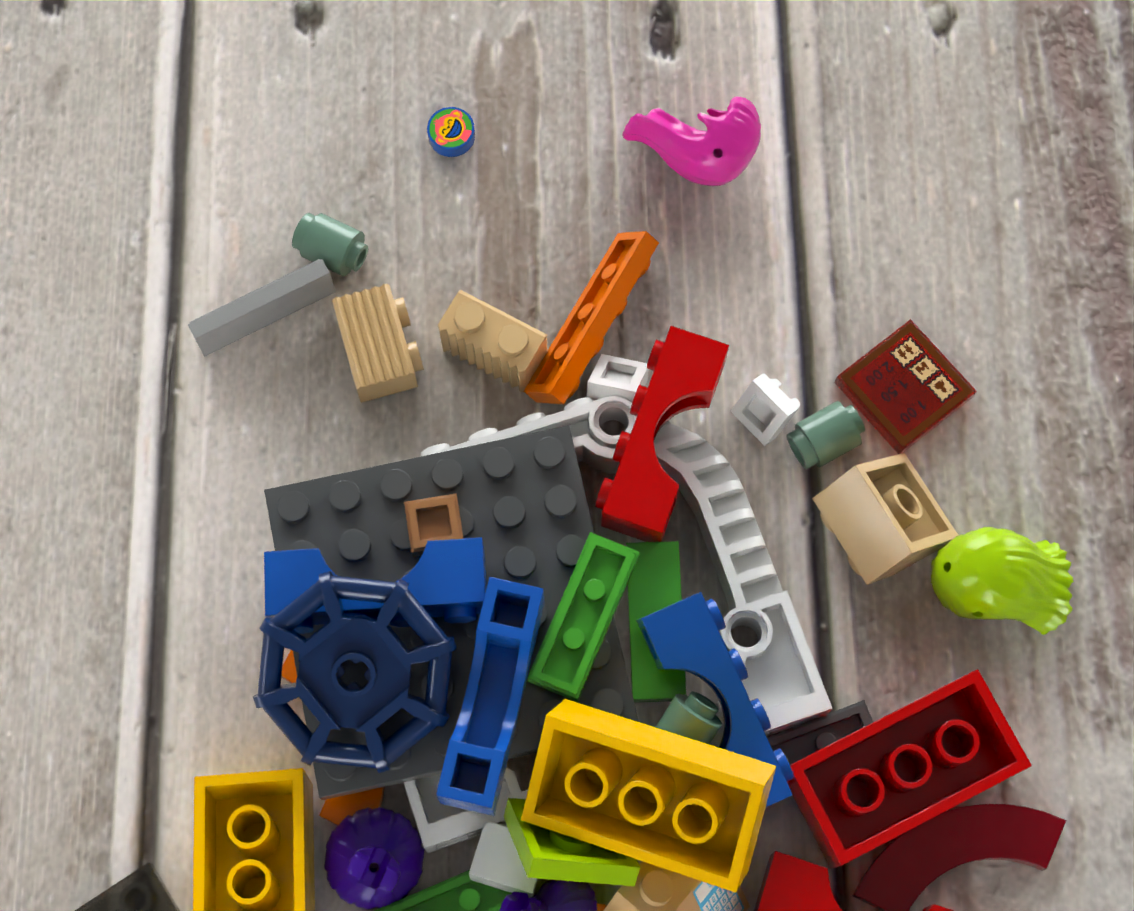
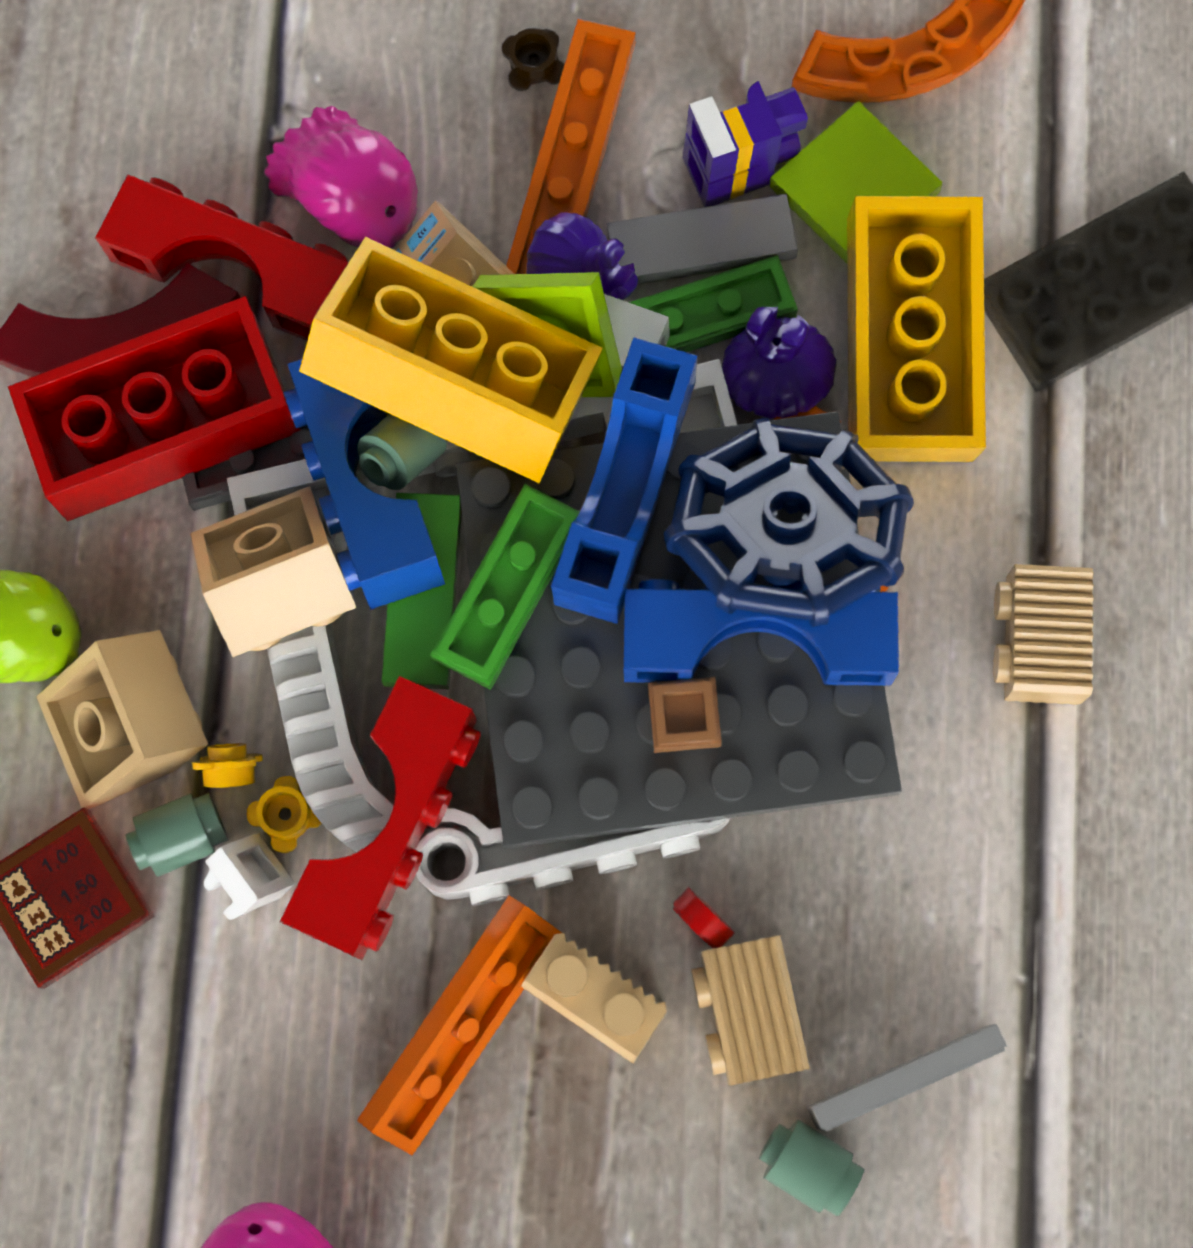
camera: 170 degrees left, 5 degrees up
(149, 642) = (1045, 634): none -> tan brick
(416, 405) = (702, 919): none -> red tile
(616, 378) = (435, 930): white plate -> none
(760, 458) = (267, 811): none -> yellow plate
(782, 621) = (271, 572): none -> slope
(794, 488) = (227, 765): none -> yellow plate

